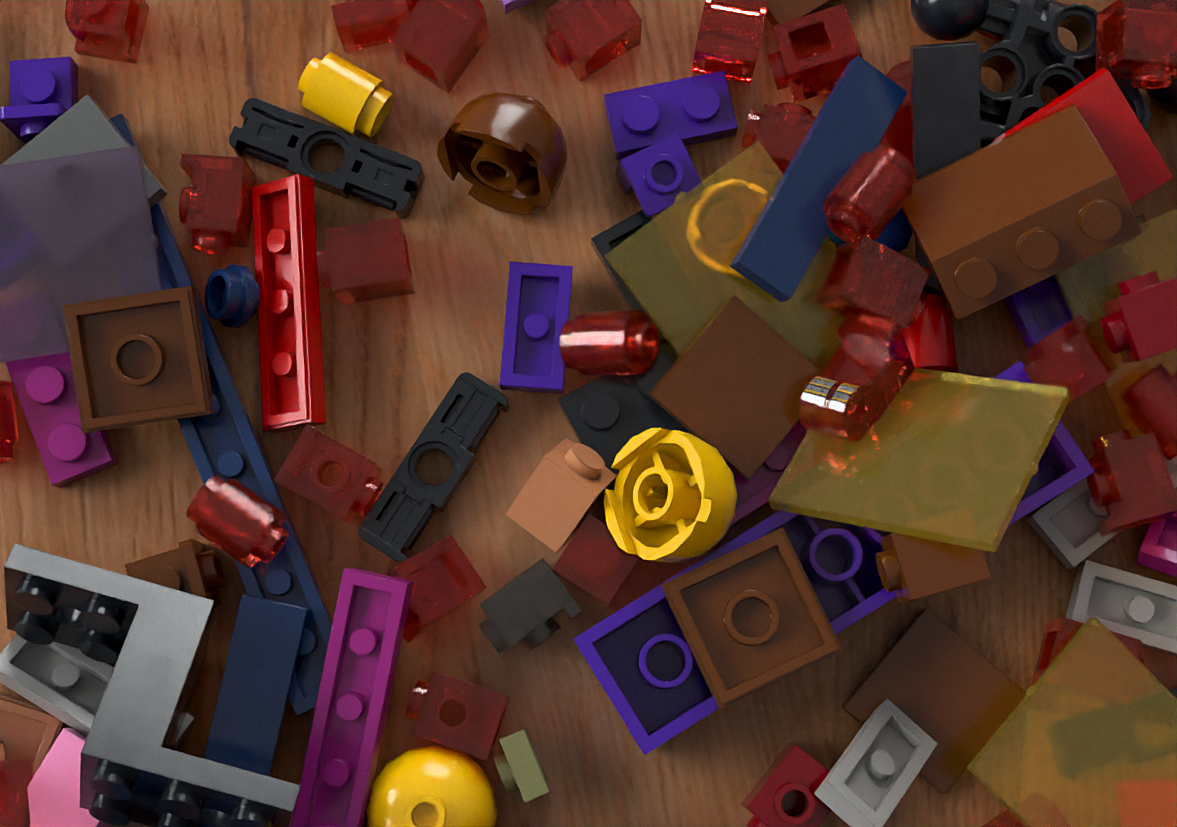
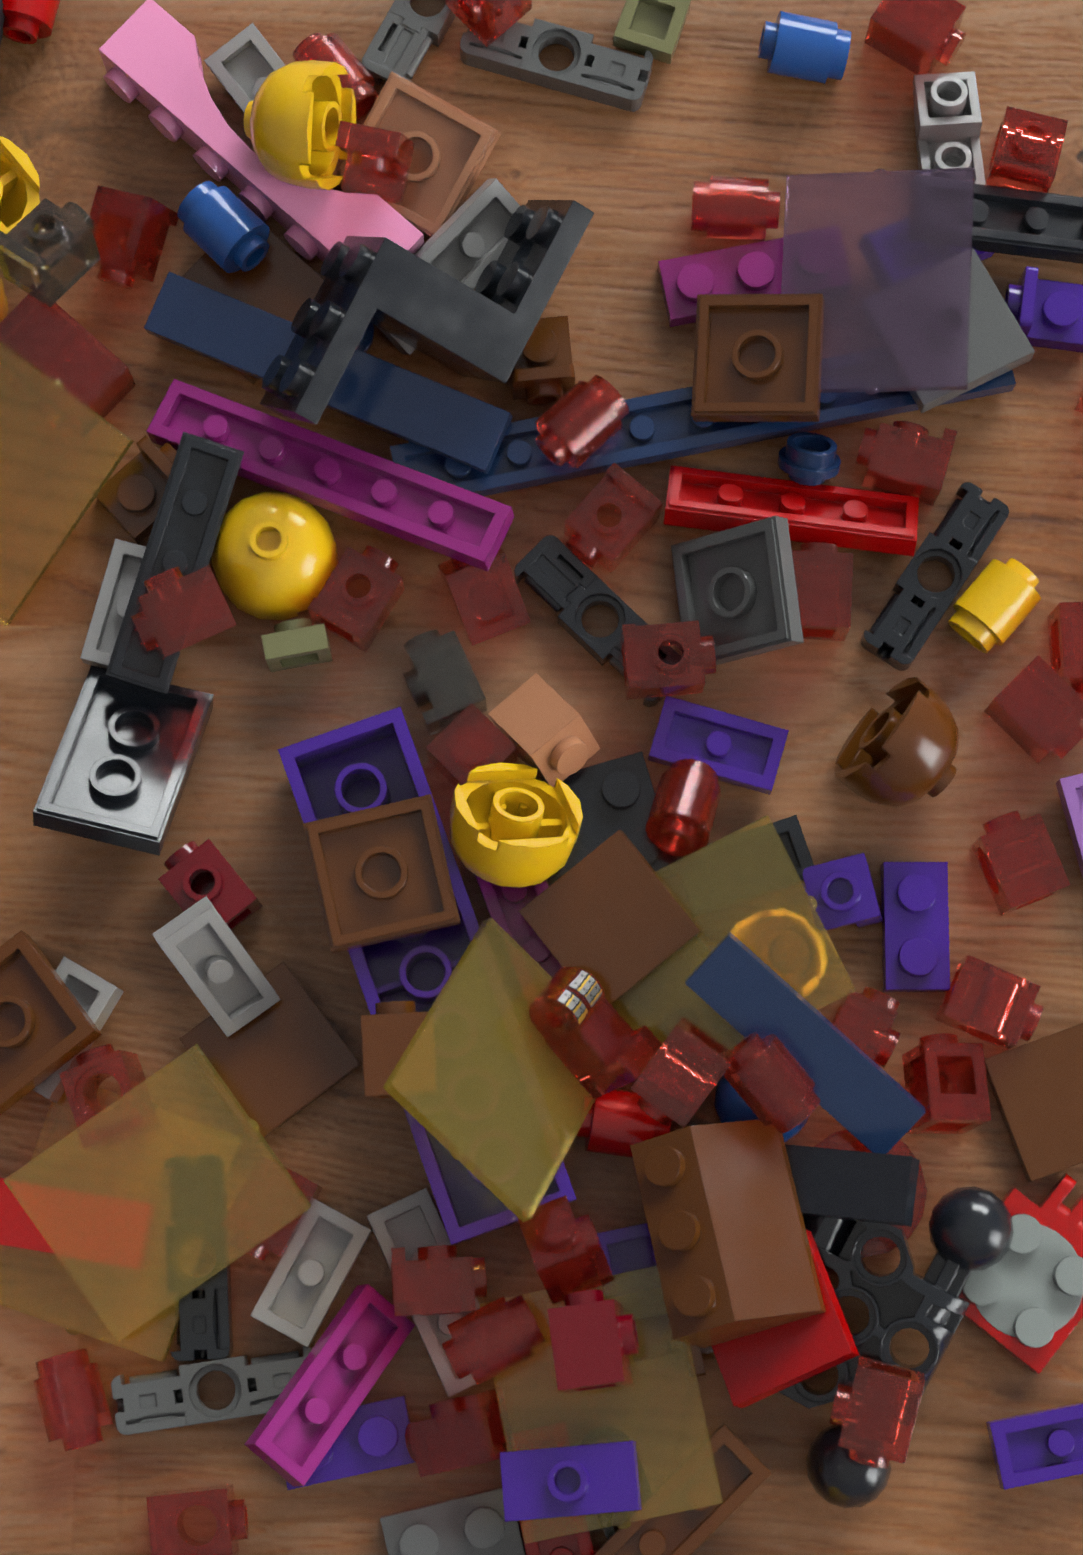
camera: 100 degrees right, 0 degrees up
(383, 335) = (740, 588): none -> dark grey plate
(468, 411) = (648, 676): none -> clear red brick

